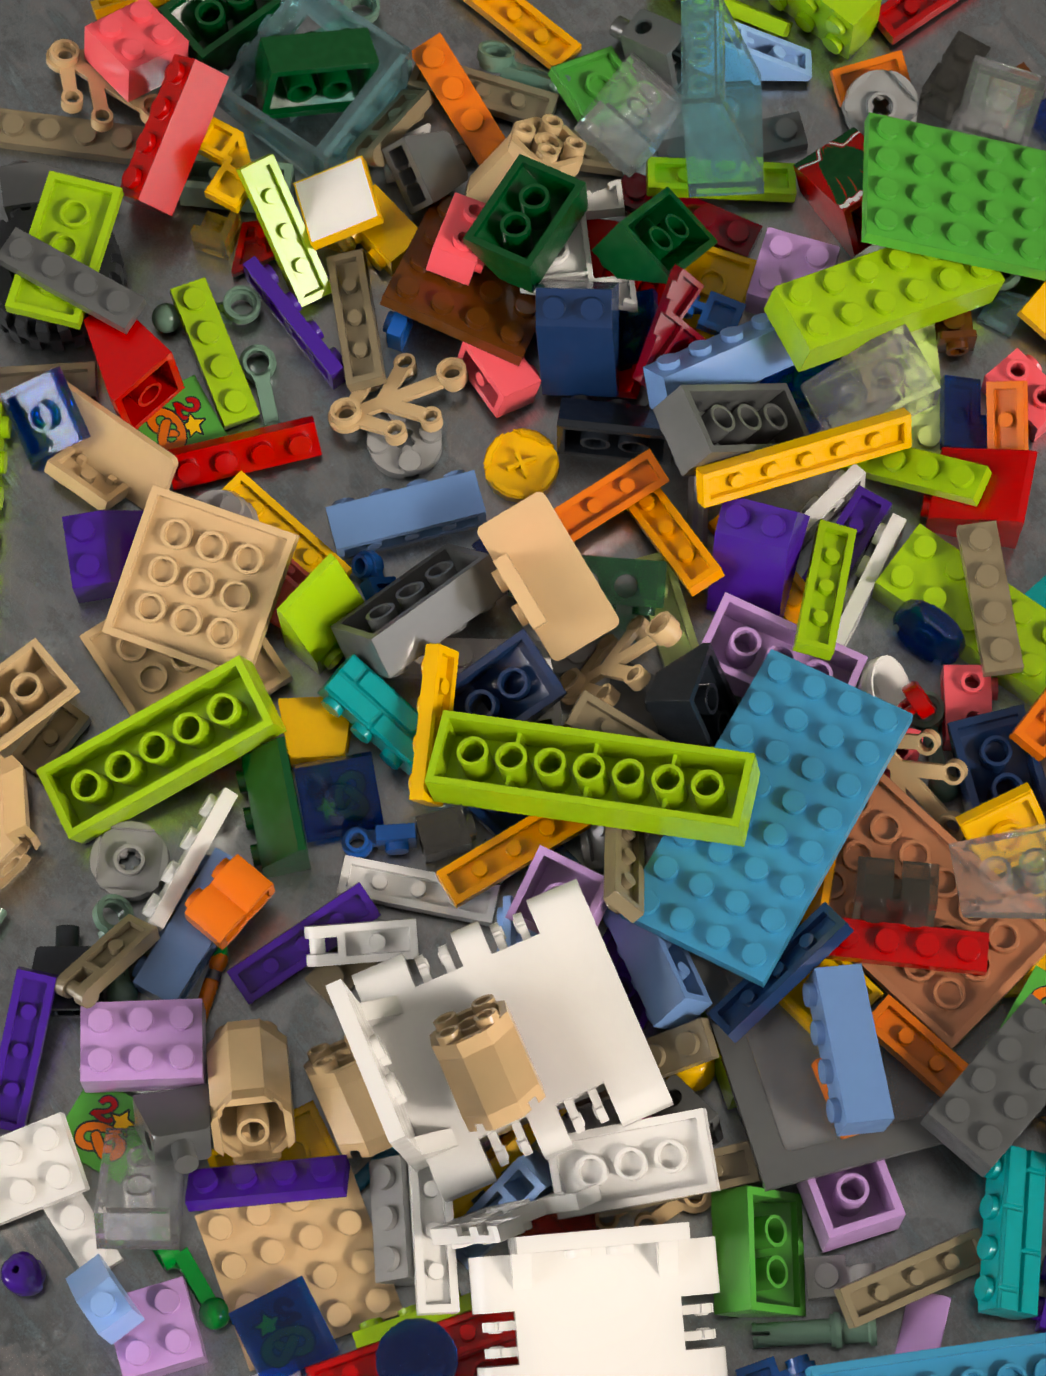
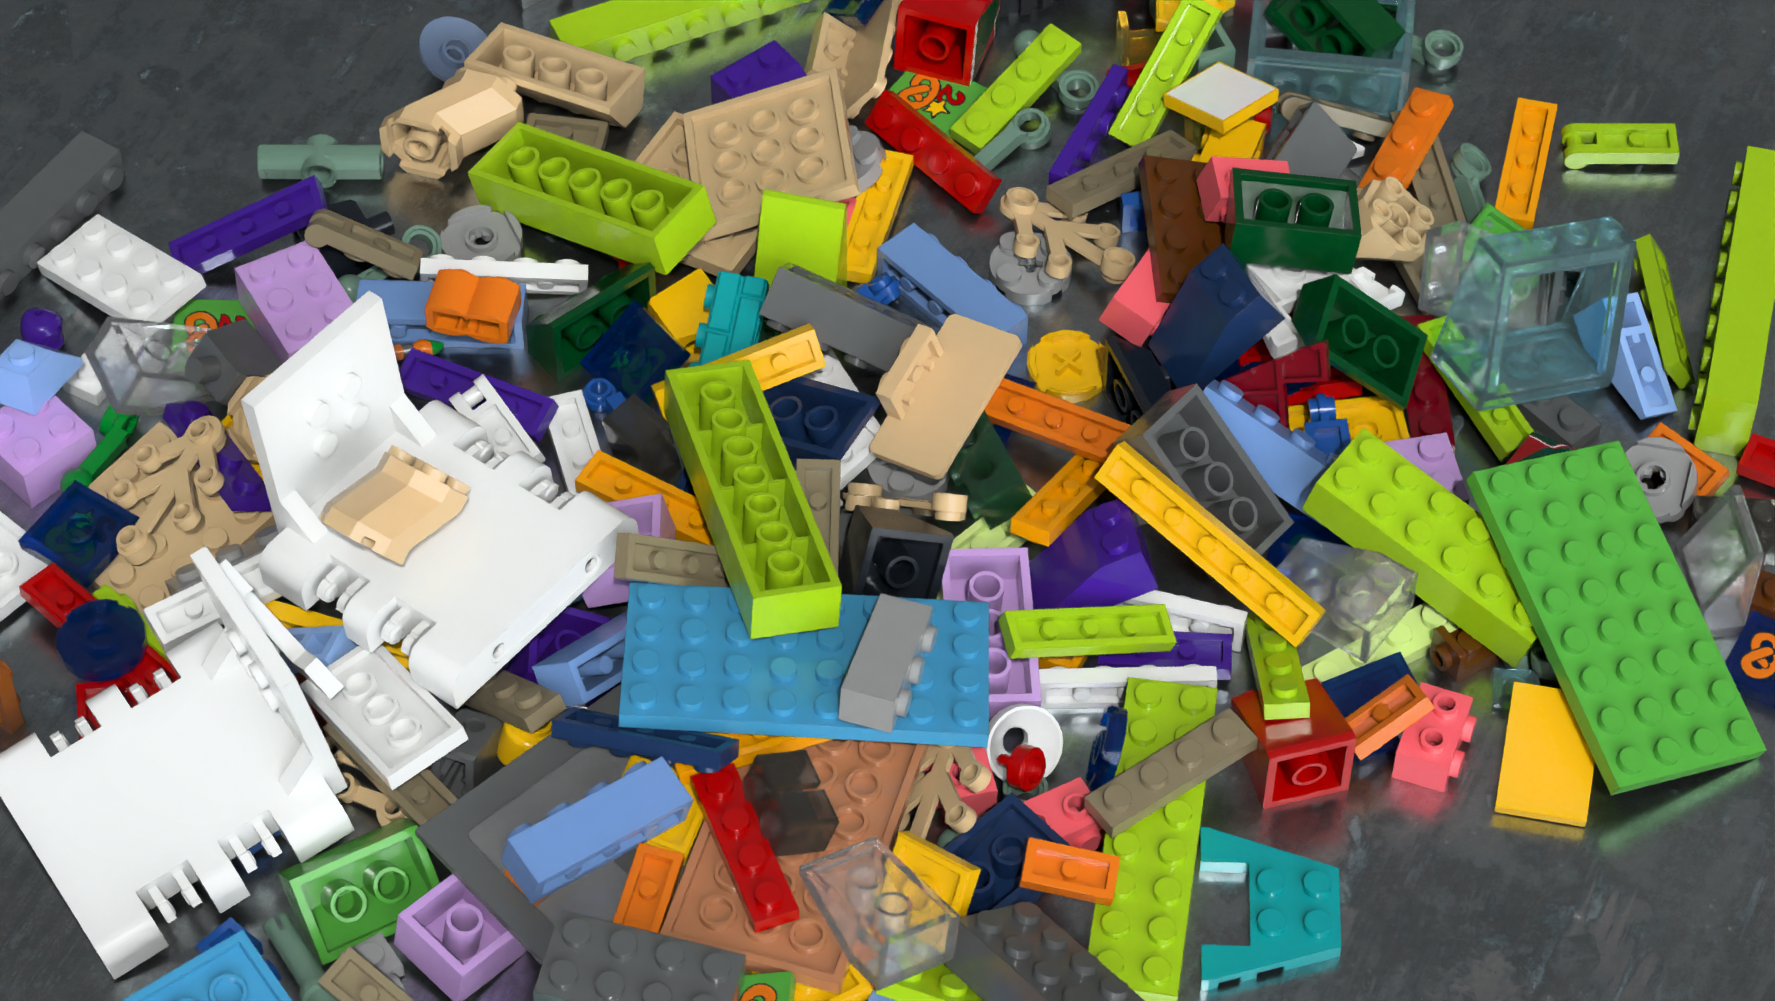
camera: 60 degrees right, 20 degrees down
(290, 1231) = (202, 442): none -> tan plant
(824, 755) = (887, 663): none -> light grey brick

